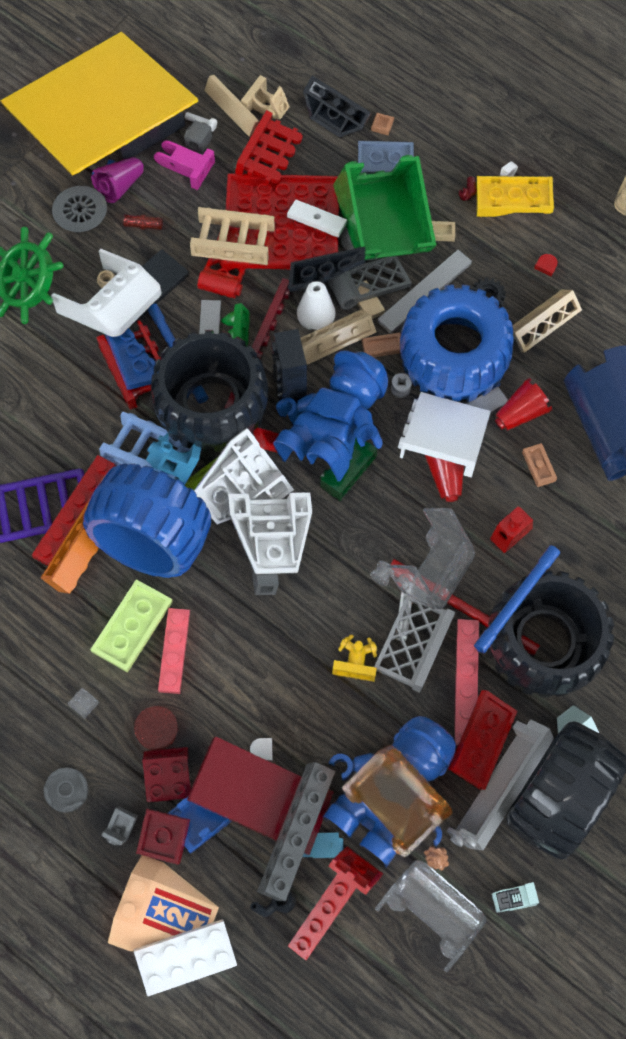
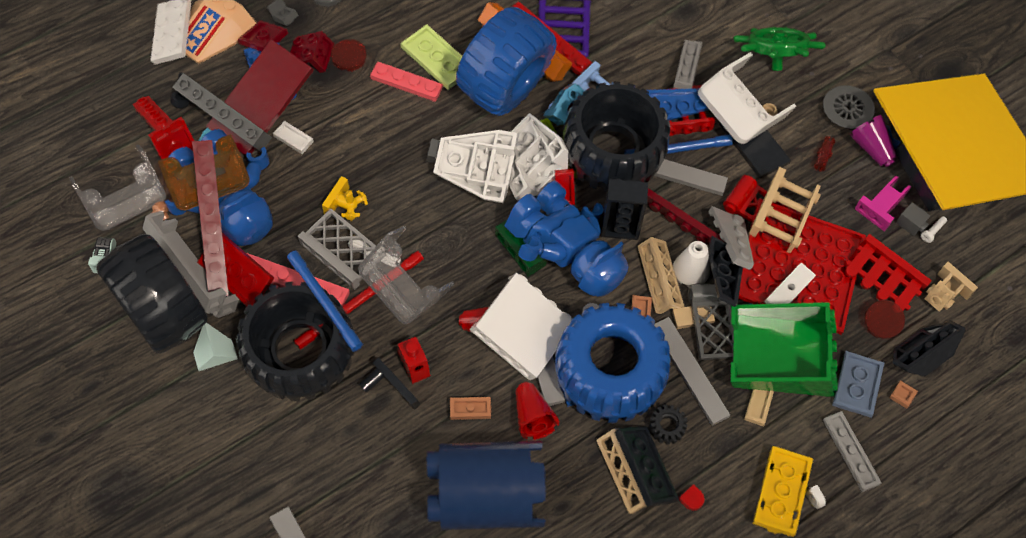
camera: 105 degrees right, 5 degrees down
(71, 361) = (688, 65): none -> light grey tile
(83, 703) = (387, 12): clear plate -> none
(231, 105) = (949, 256): tan tile -> none
(240, 321) = (691, 200): green tile -> none
(262, 281) = (735, 235): none -> light grey wing
(263, 748) = (301, 118): white tile -> none
(290, 748) = (293, 137): none -> white tile
(315, 145) = (884, 319): none -> clear red tile
(381, 573) = (412, 242): clear wheel -> none
(449, 771) = (210, 215): none -> dark red plate
(452, 154) = (851, 451): none -> light grey tile
(470, 191) = (797, 447): dark red arm -> none
(535, 551) = (383, 371): none -> black piece
(539, 300) = (646, 466): none -> black tile

